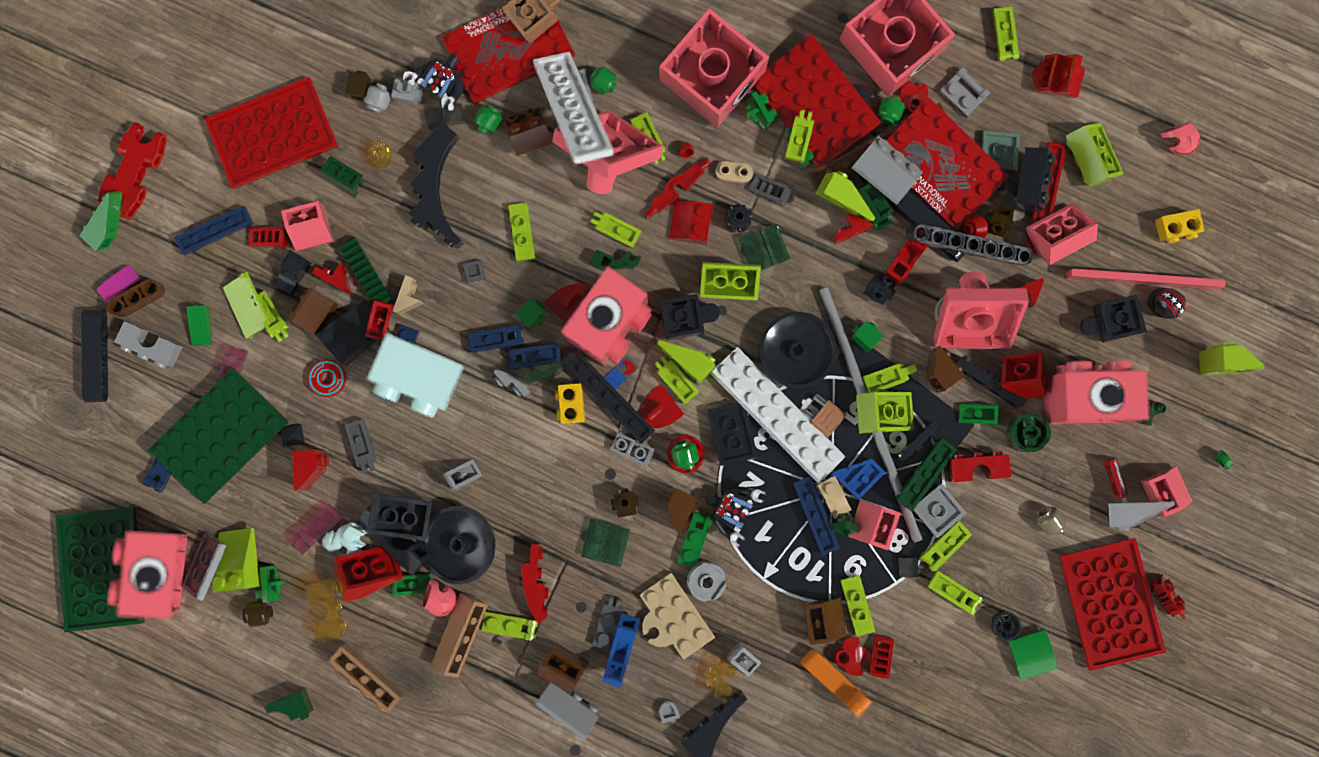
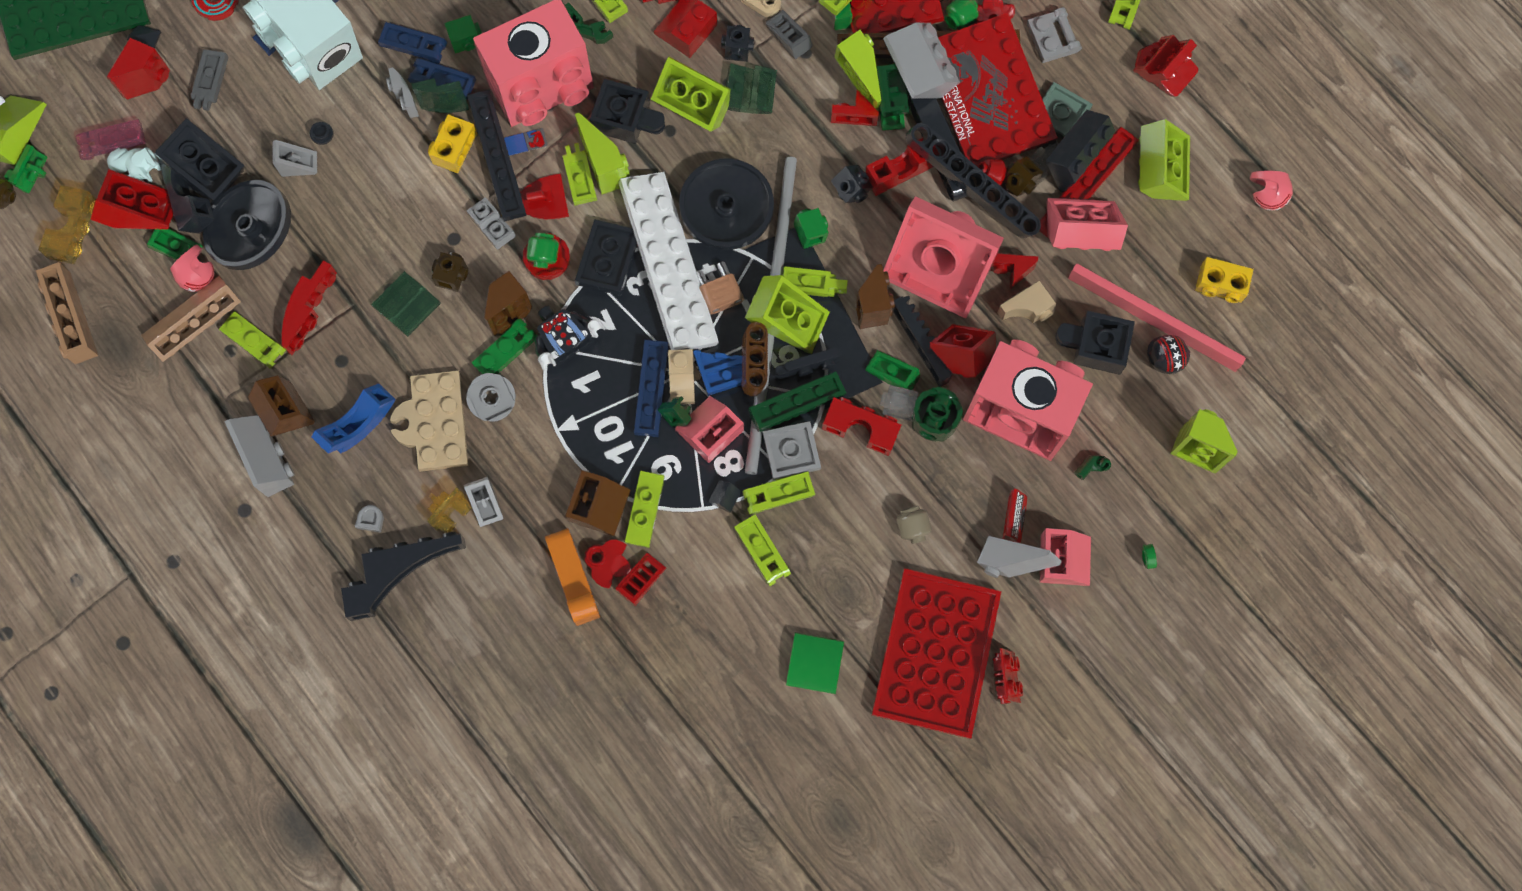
camera: 25 degrees right, 10 degrees down
(469, 444) = (321, 133): none -> black plate
(608, 625) = (349, 395): dark grey hinge -> none
(881, 469) = (756, 348): none -> reddish brown beam
(996, 436) = (898, 402): none -> clear brick
(1013, 627) = (809, 609): black wheel -> none
(1052, 312) = (1031, 304): none -> tan arch

